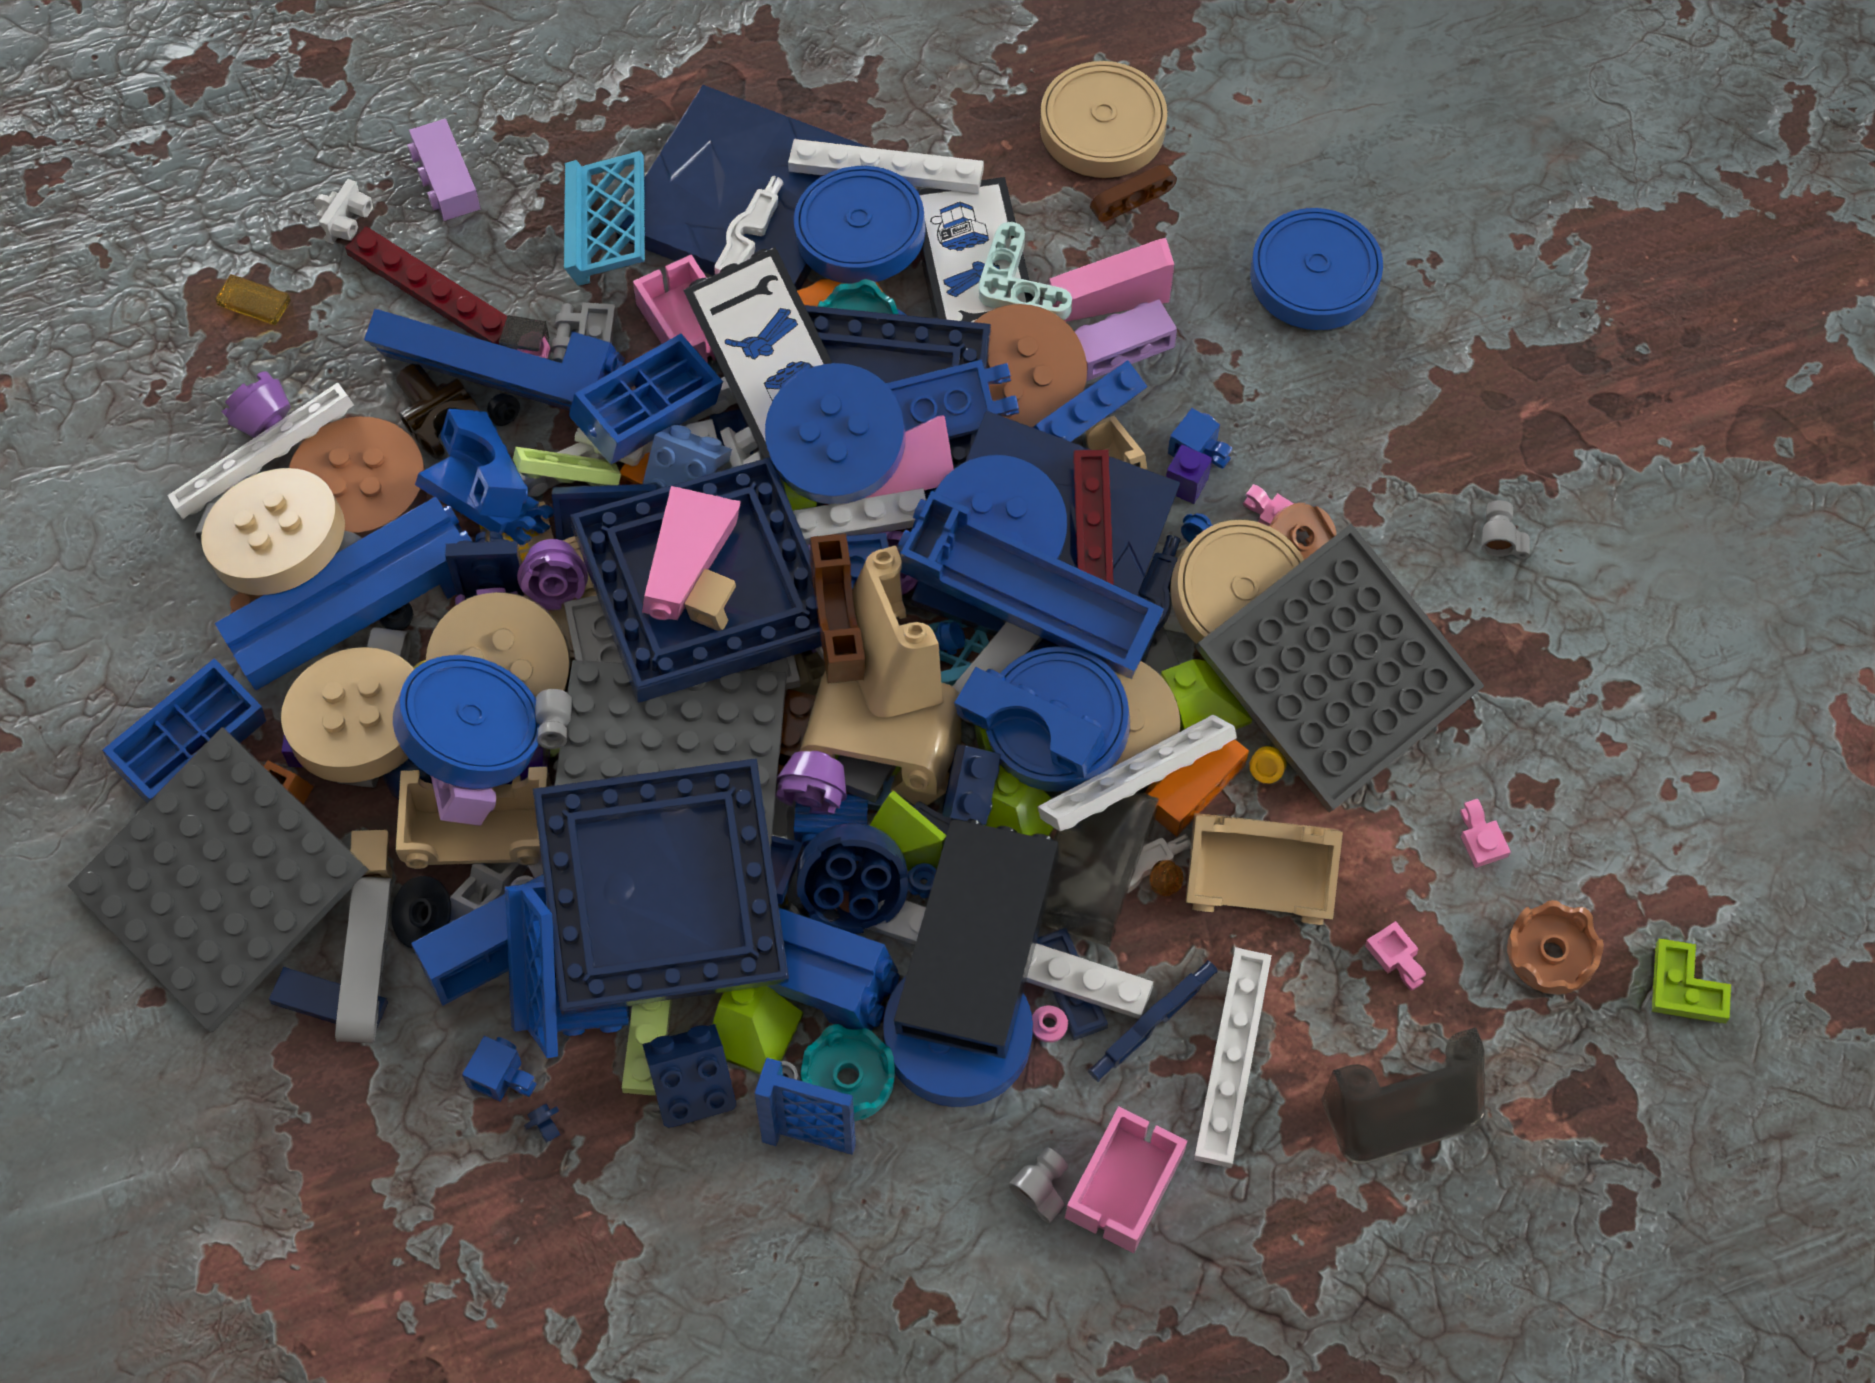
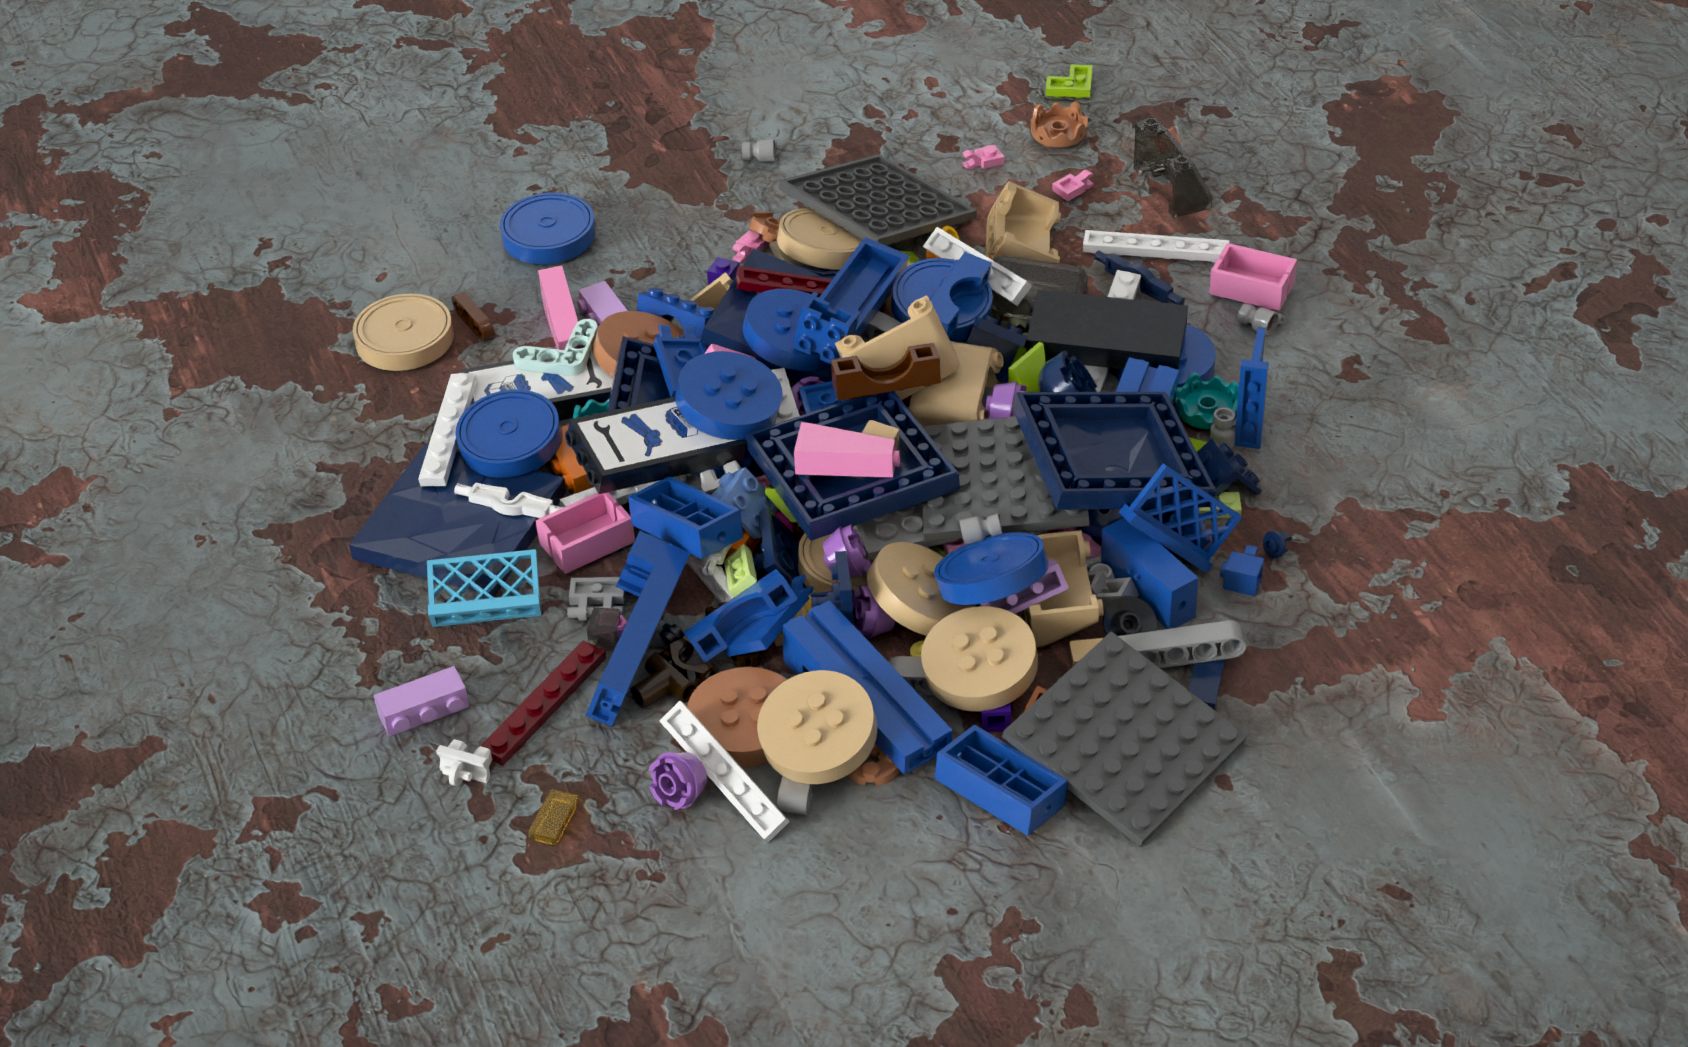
camera: 90 degrees left, 20 degrees down
(1200, 433) = (691, 276): blue brick -> none

